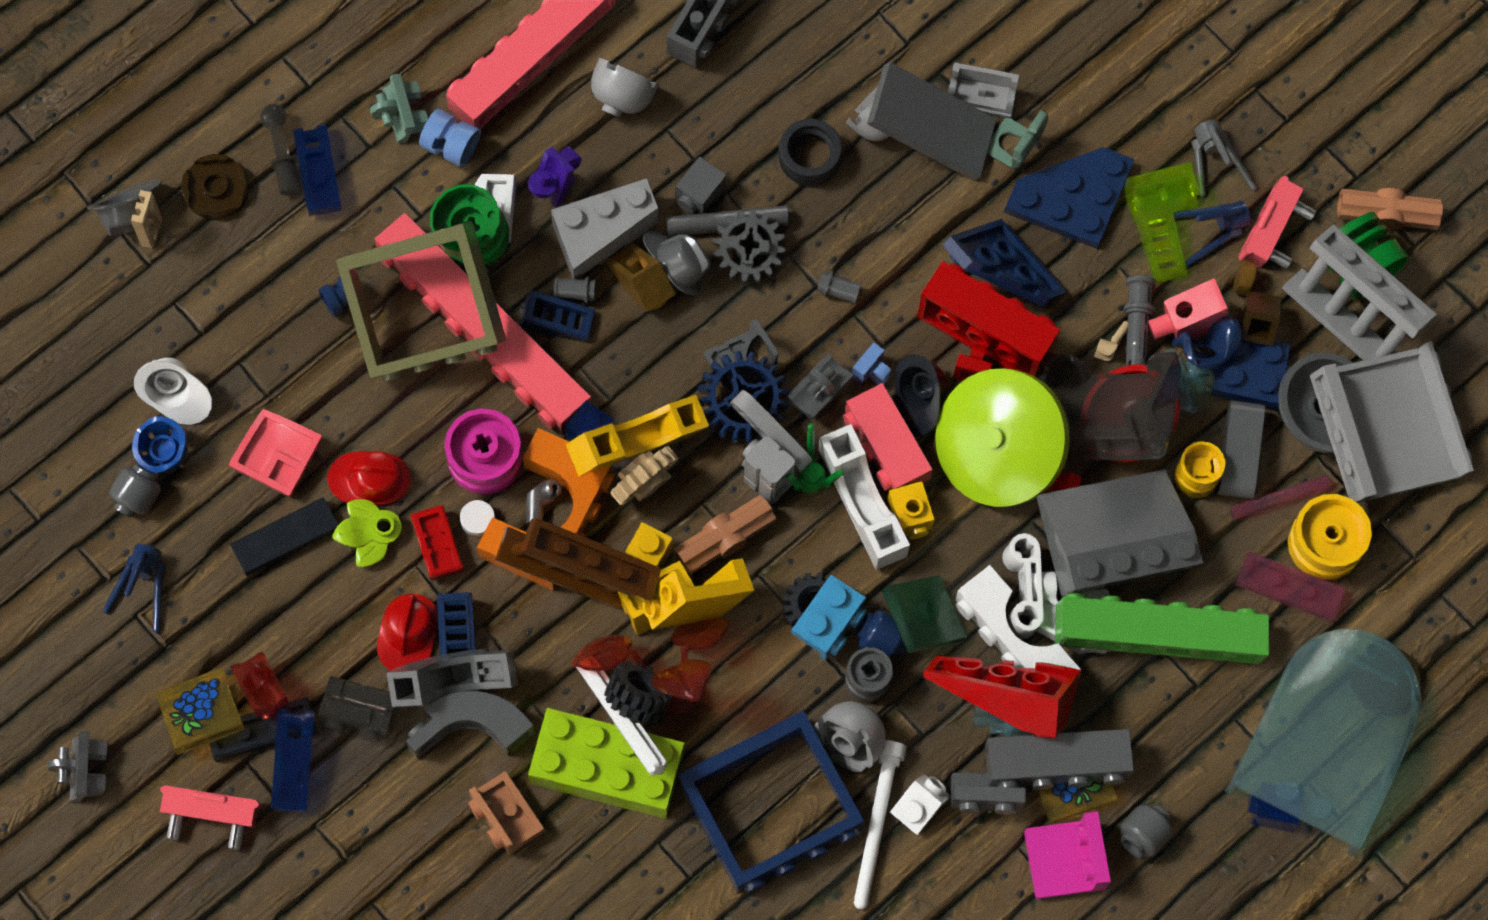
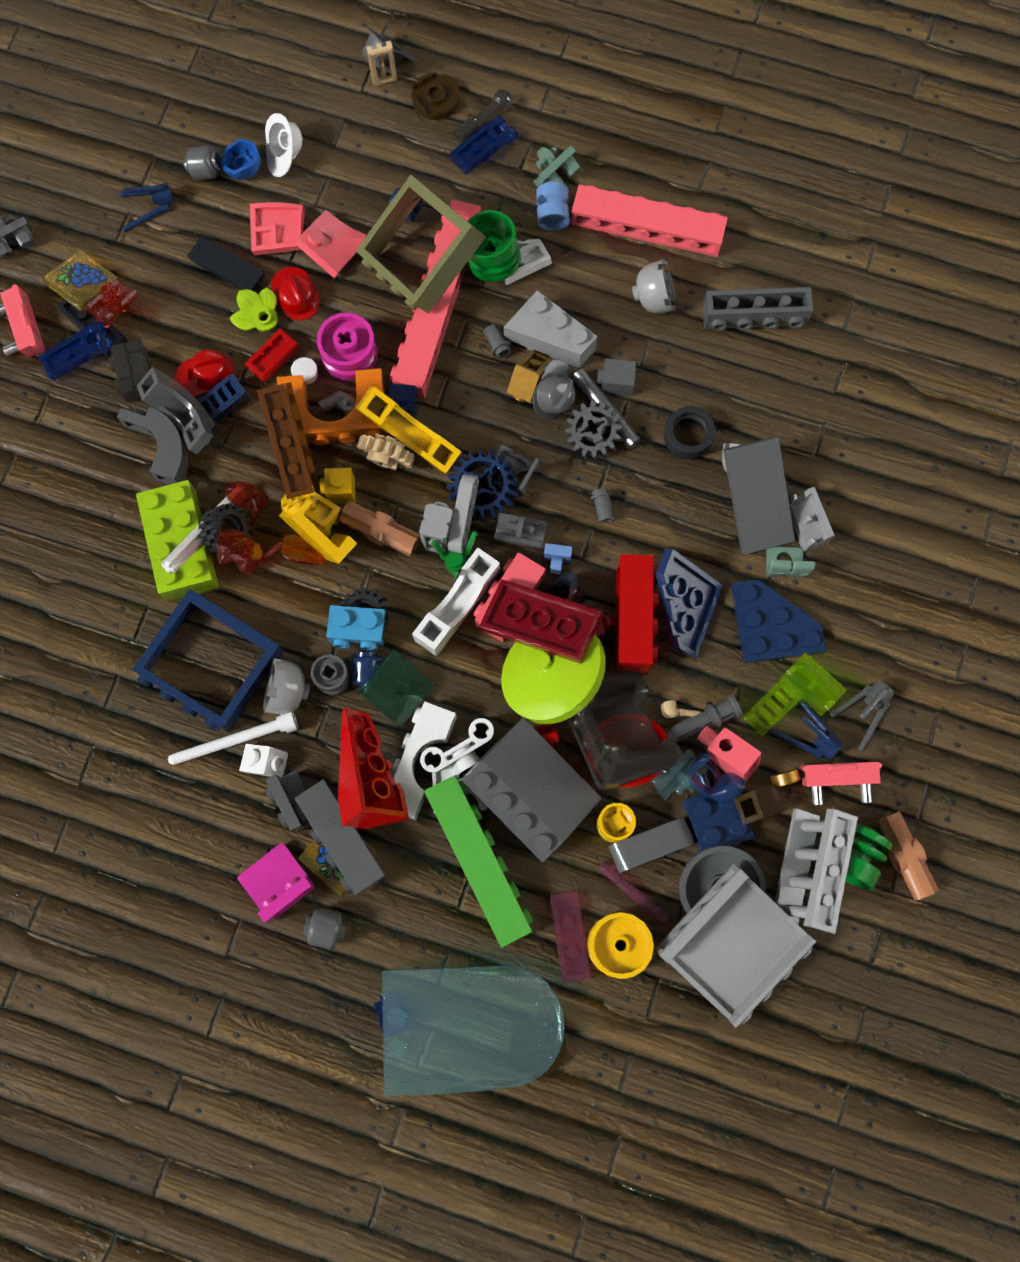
camera: 65 degrees right, 5 degrees up
(336, 401) = (330, 243): none -> coral plate
(505, 812) = (109, 496): nougat bracket -> none
(554, 175) = (565, 281): dark purple hips -> none
(554, 328) = (466, 321): dark blue slope -> none
(911, 510) = (467, 640): yellow brick -> none
(945, 415) = (541, 621): none -> dark red tile

